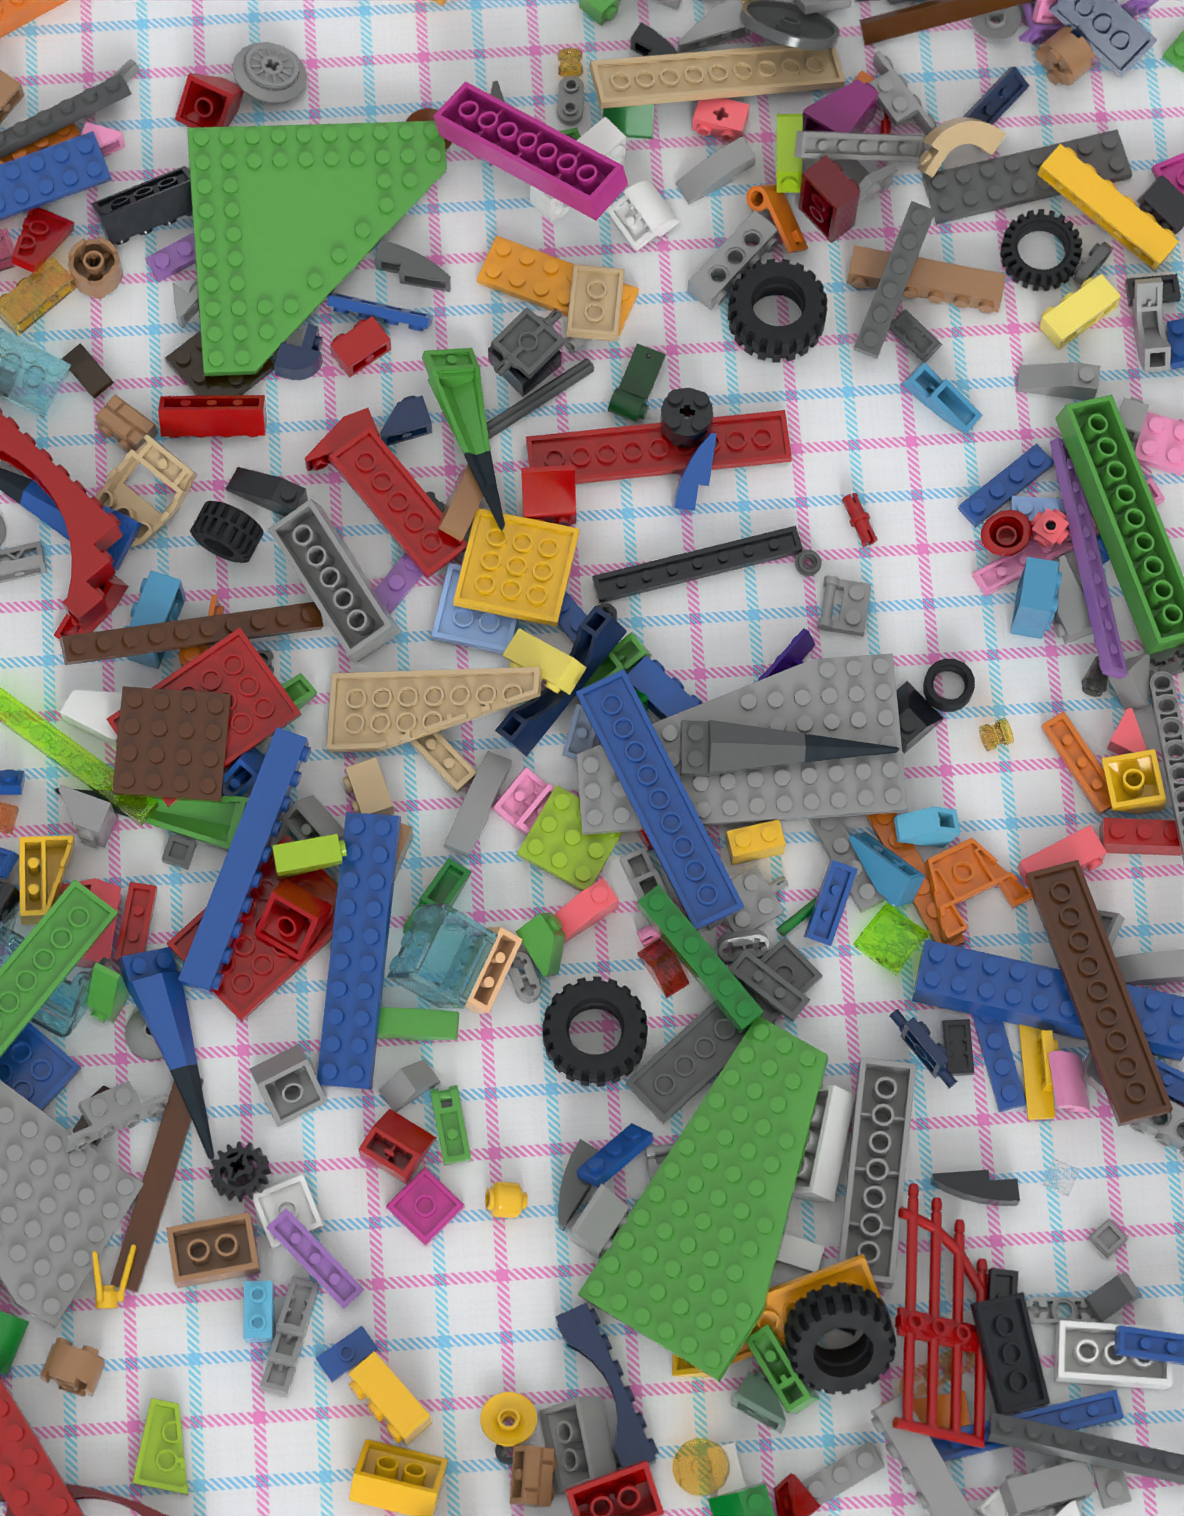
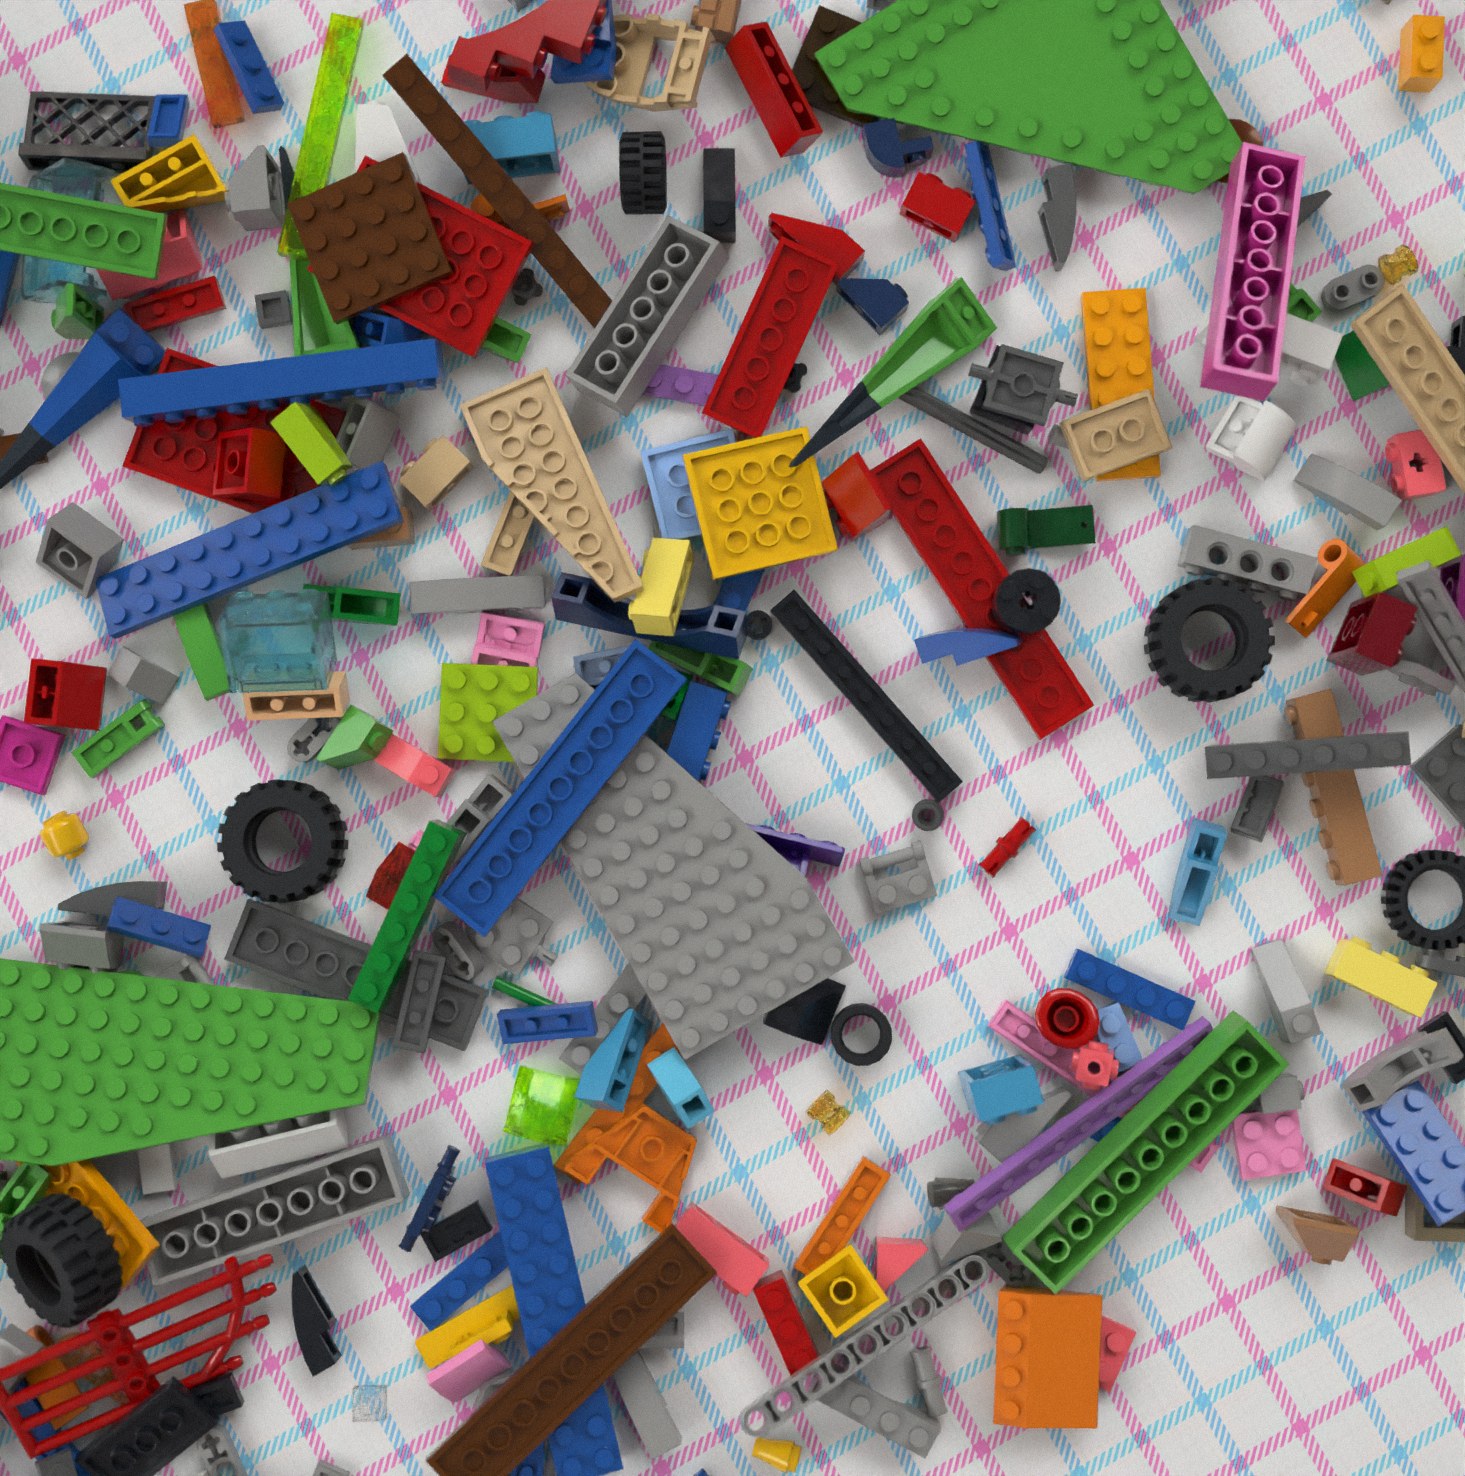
camera: 65 degrees right, 15 degrees up
(461, 505) = (798, 408): medium nougat slope -> none
(727, 747) = (655, 836): dark grey plate -> none
(755, 842) = (576, 909): yellow brick -> none

